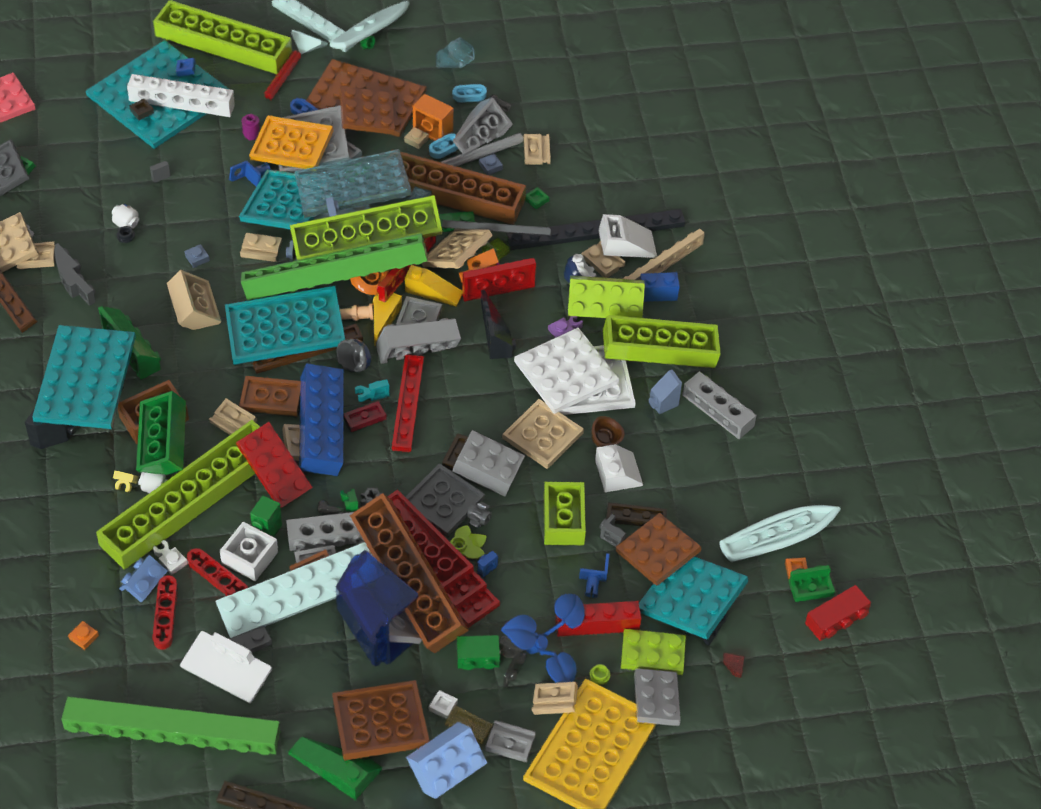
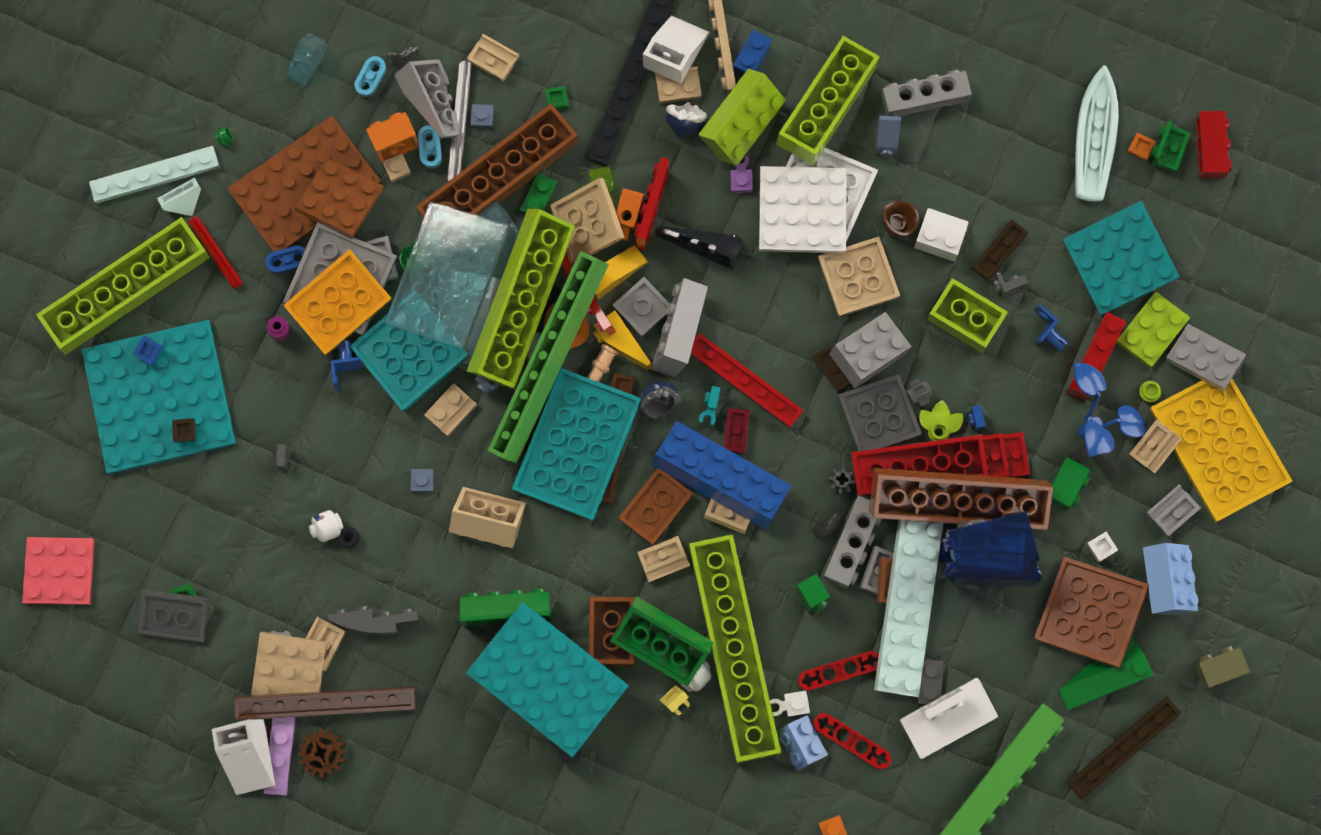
camera: 55 degrees left, 25 degrees up
(181, 95) = (193, 379): white brick -> none
(249, 551) = (837, 628): white brick -> none
(273, 465) = (754, 552): red plate -> none
(332, 206) = (481, 317): sand blue plate -> none
(349, 500) = (836, 503): green plate -> none
(370, 26) = (208, 121): light aqua piece -> none
(478, 726) = (1135, 536): clear yellow plate -> none
(497, 227) = (586, 164): dark grey tile -> none
(658, 549) = (1056, 256): dark orange plate -> none
(734, 663) = (1207, 268): clear red tile -> none

